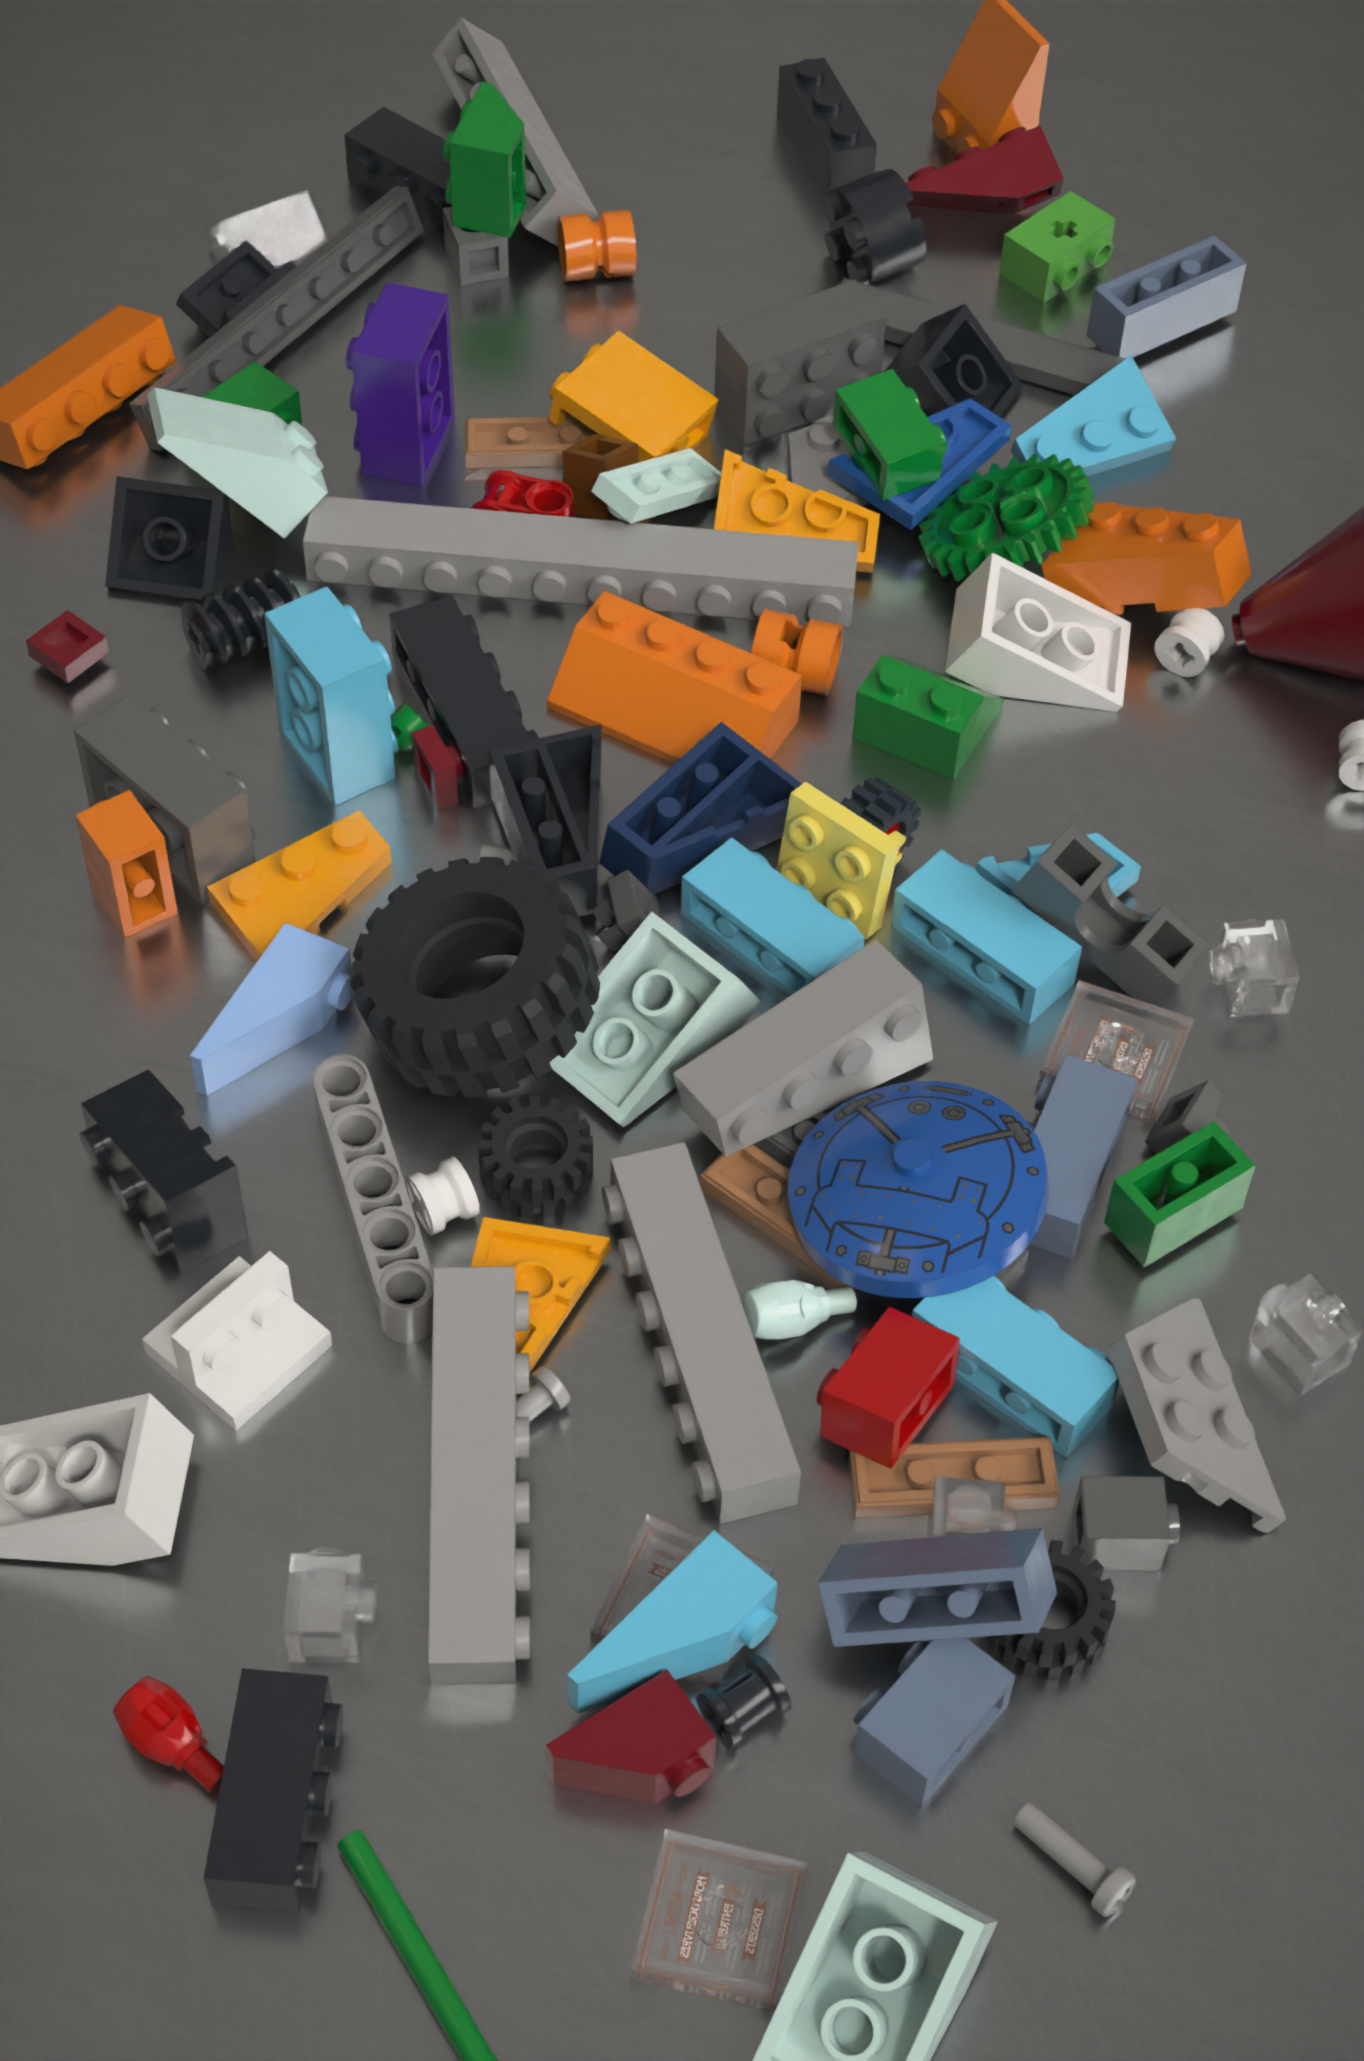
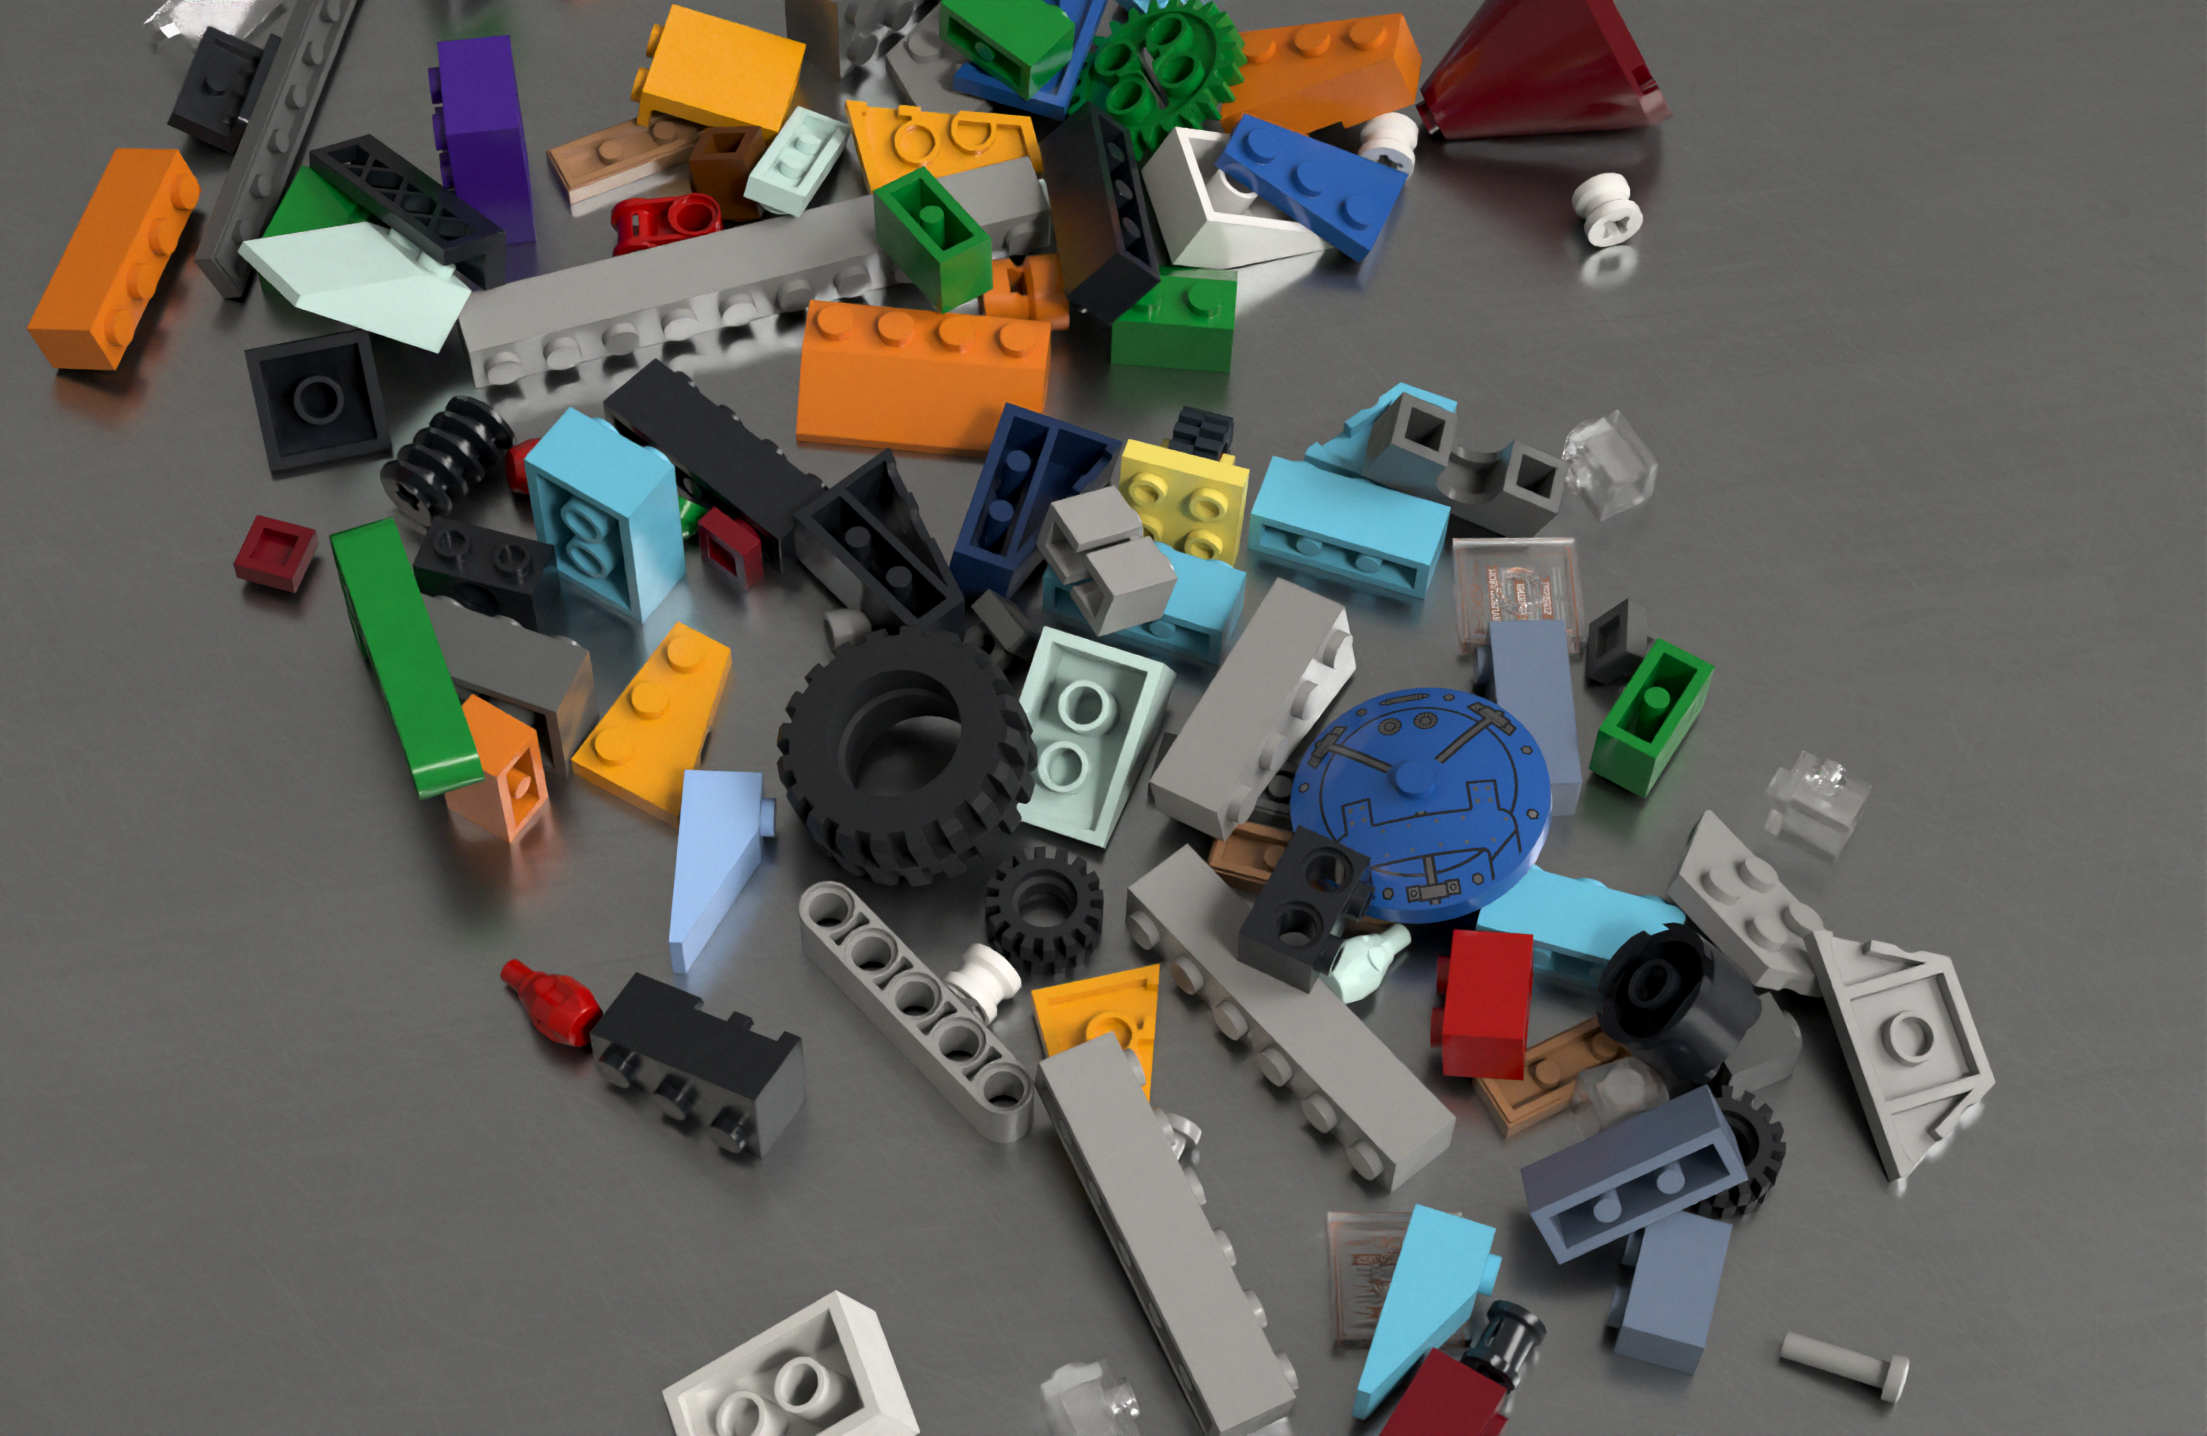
camera: 25 degrees left, 5 degrees up
(75, 1072) = (555, 1003): none -> red piece
(85, 738) = (406, 658): none -> green beam
(223, 716) = (489, 571): none -> black brick
(239, 1339) = (859, 1201): white bracket -> none
(320, 417) = (416, 207): none -> black fence
(726, 571) = (933, 239): none -> green brick
(740, 866) = (1104, 540): none -> light grey piece
(740, 1222) = (1293, 905): none -> black brick
(887, 601) = (1098, 214): none -> black brick
(1057, 1447) = (1676, 1003): none -> black brick
(1102, 644) = (1313, 182): none -> blue wing
(1279, 1576) = (1902, 1040): none -> light grey wing

